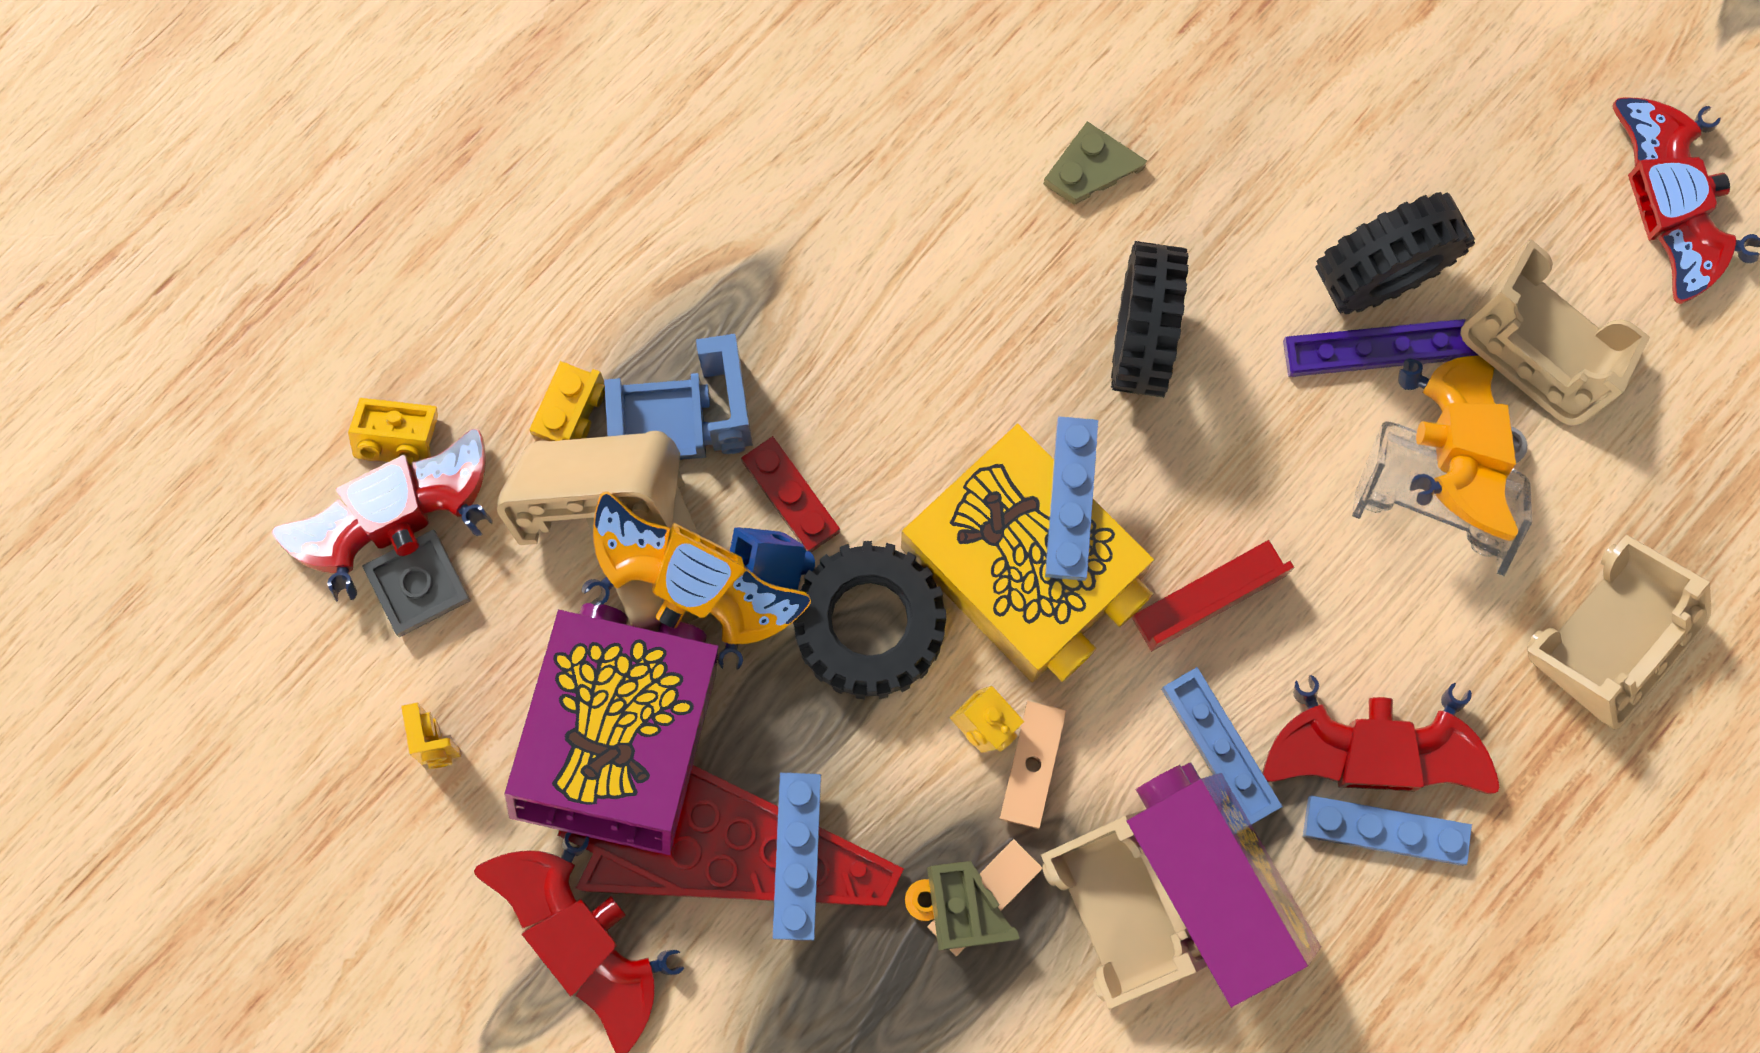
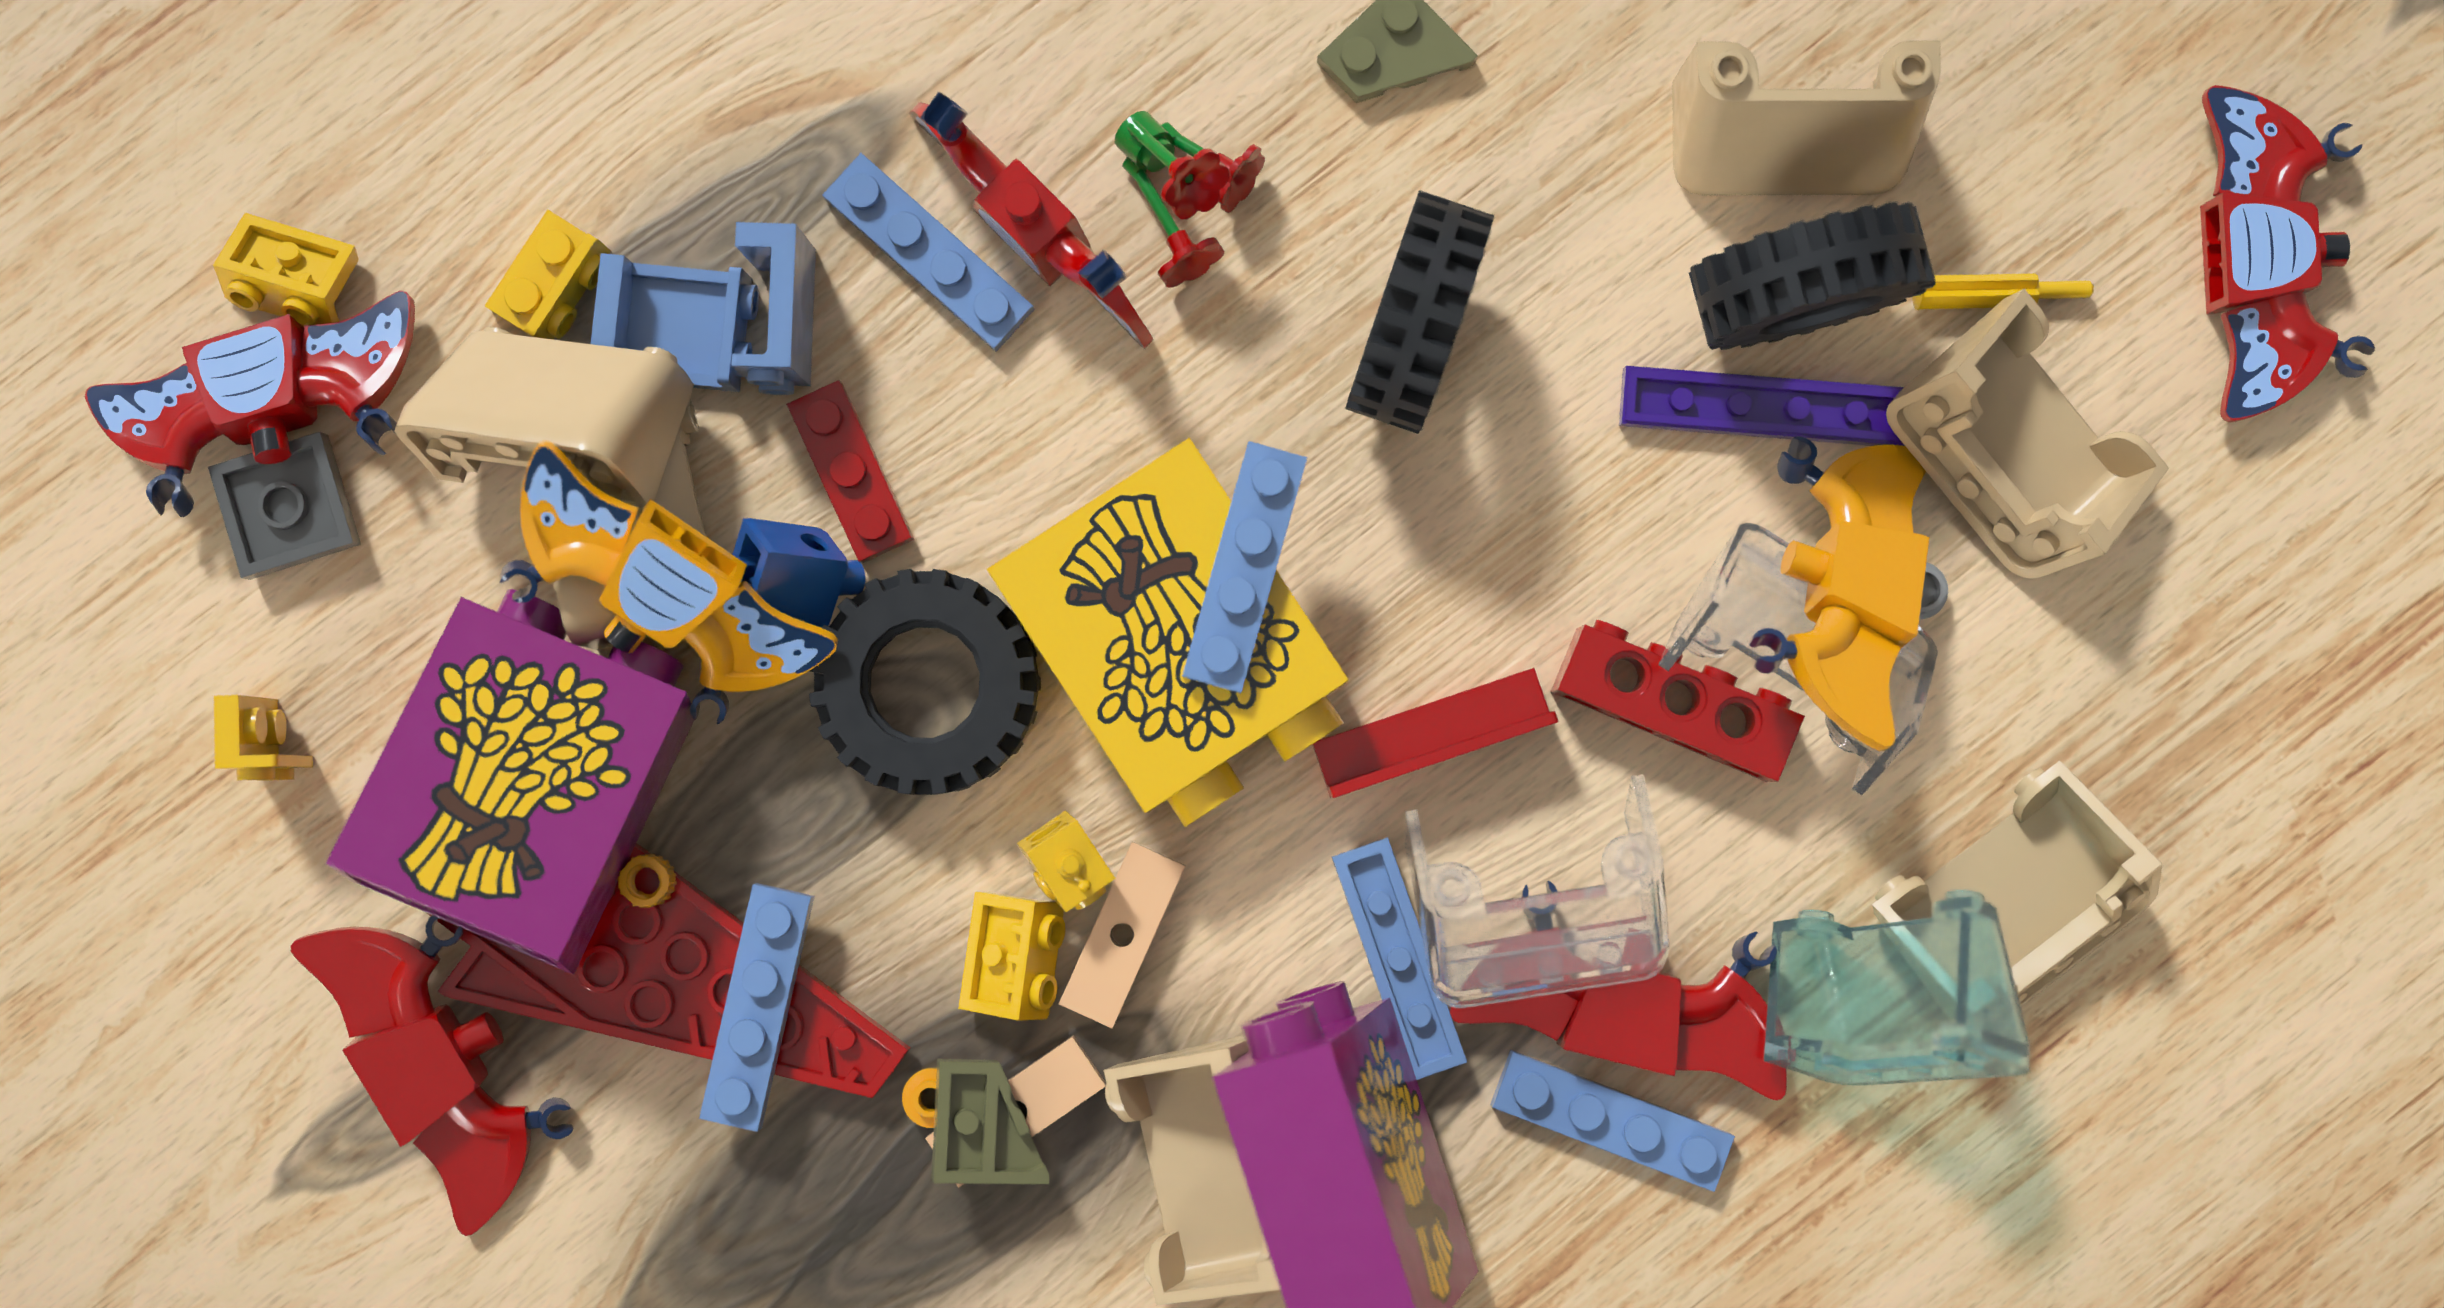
camera: 15 degrees right, 10 degrees up
(700, 773) = (666, 876): none -> light orange axle
(815, 345) = (928, 252): none -> medium blue plate
(881, 307) = (1029, 215): none -> red torso
(961, 793) = (1012, 957): none -> yellow bracket
(987, 264) = (1194, 186): none -> red plant
(1317, 708) = (1546, 940): none -> clear windscreen
(1364, 174) = (1797, 140): none -> tan windscreen
(1430, 544) = (1757, 751): none -> red brick
(1505, 249) = (1990, 289): none -> yellow axle
(1559, 705) = (1896, 998): none -> clear light blue windscreen

